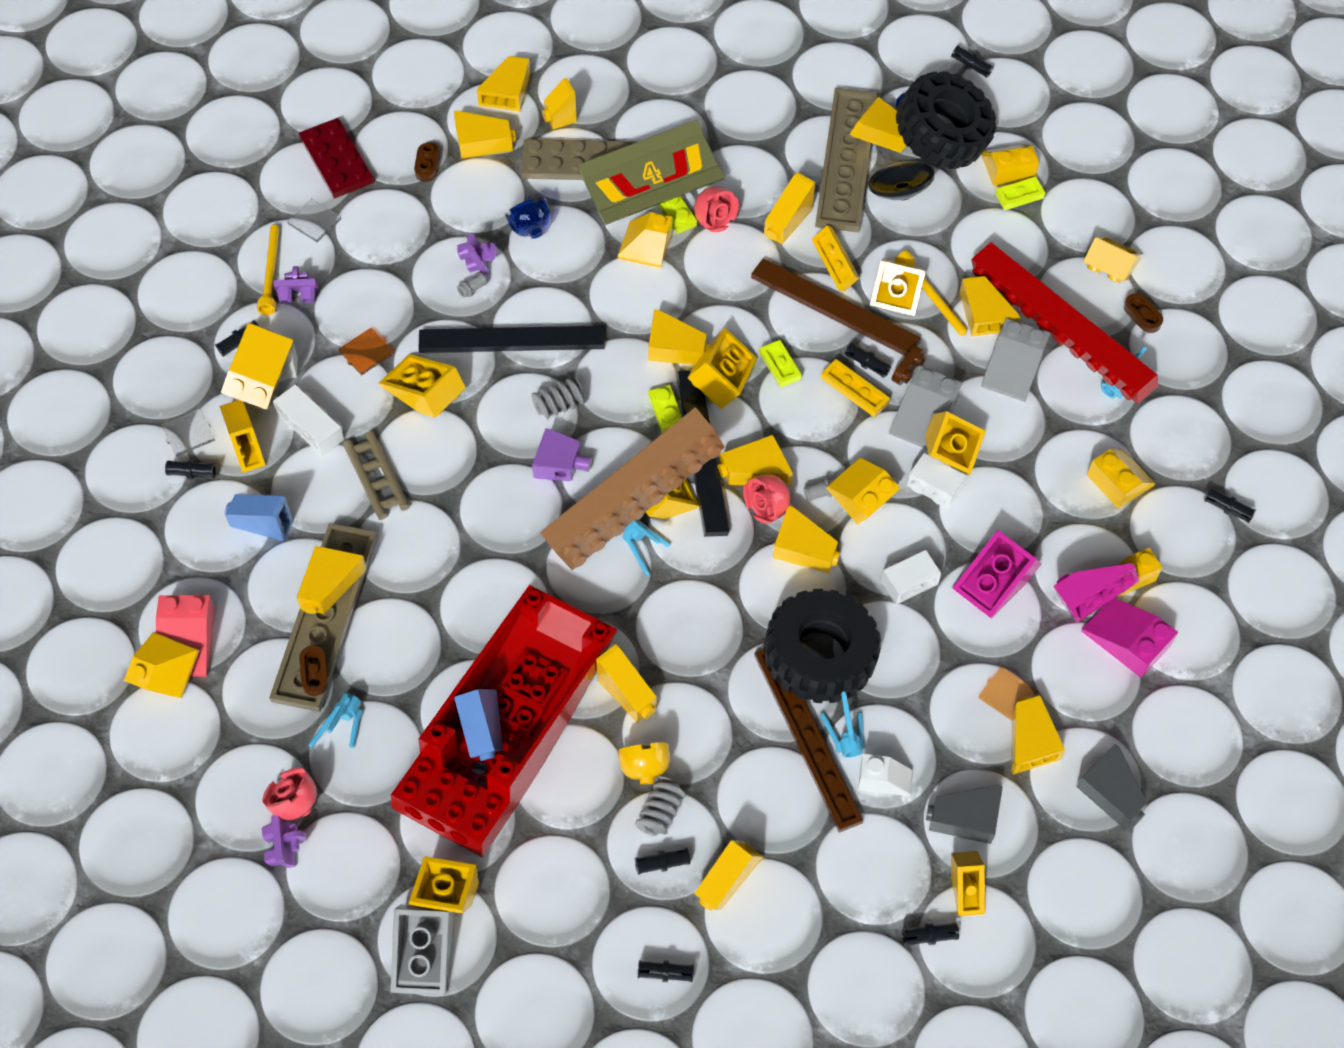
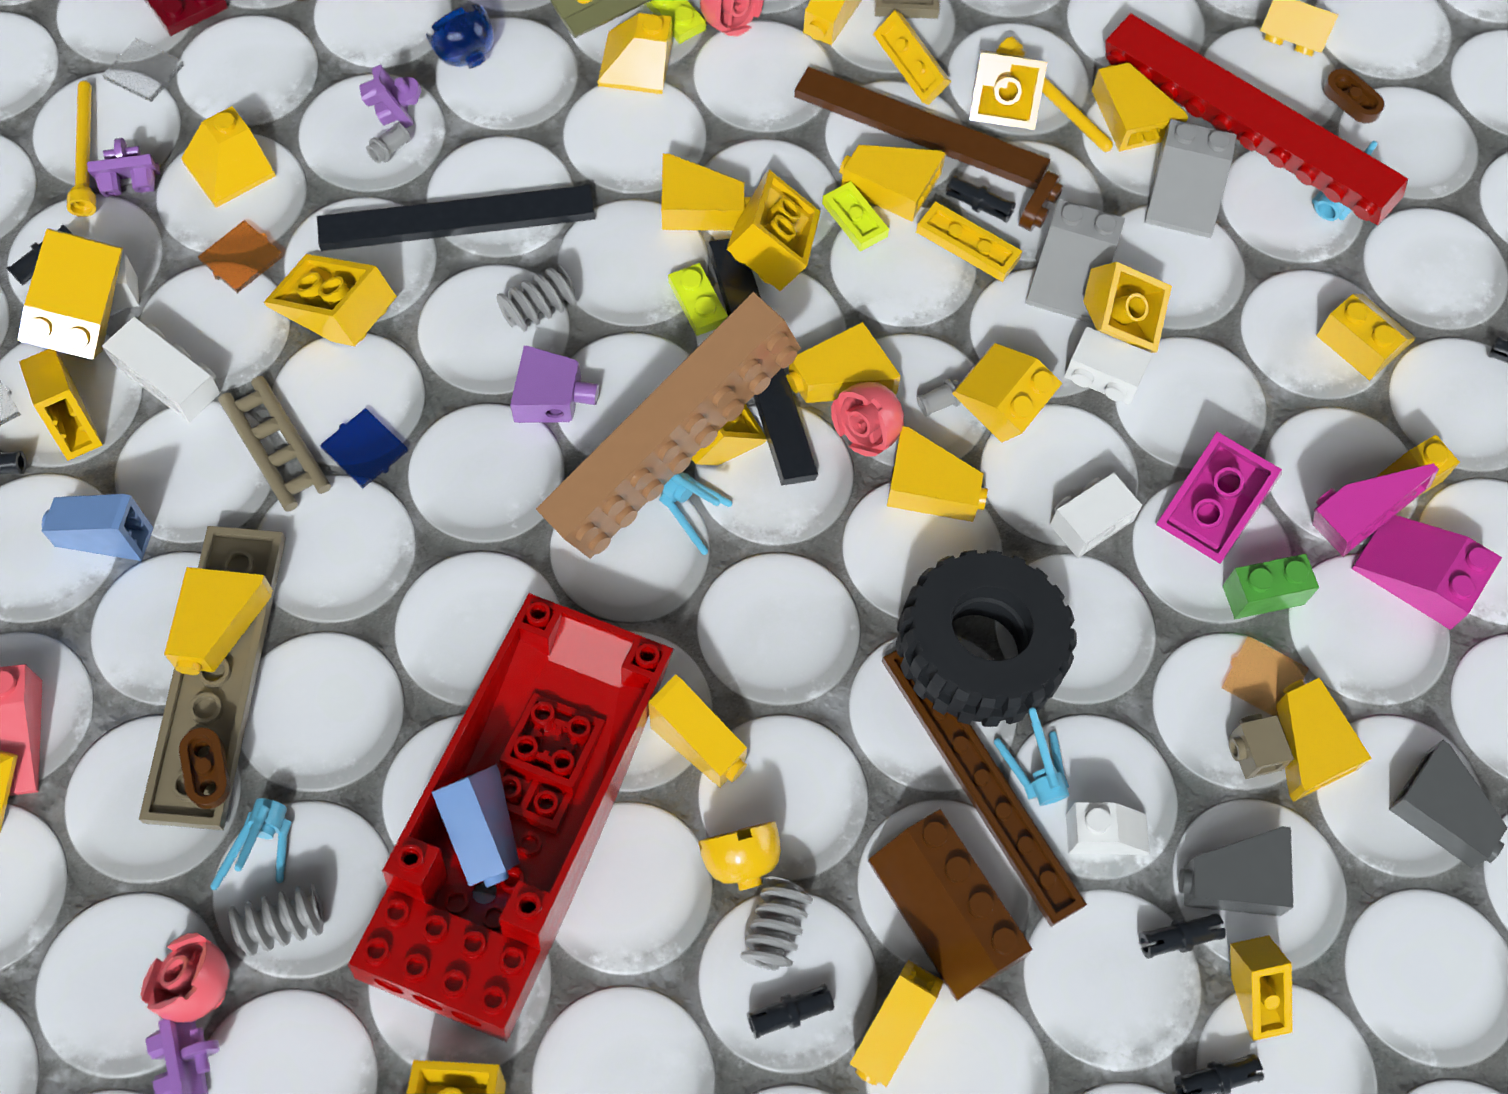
camera: 10 degrees left, 5 degrees up
(348, 768) = (277, 921): none -> light grey piece
(363, 285) = (226, 158): none -> yellow slope
(433, 484) = (364, 448): none -> clear blue piece
(773, 809) = (949, 905): none -> reddish brown slope
(810, 339) = (893, 176): none -> yellow slope
(922, 846) = (1182, 935): none -> black pin
(994, 735) = (1260, 746): none -> dark tan brick
(1020, 635) = (1270, 586): none -> bright green brick

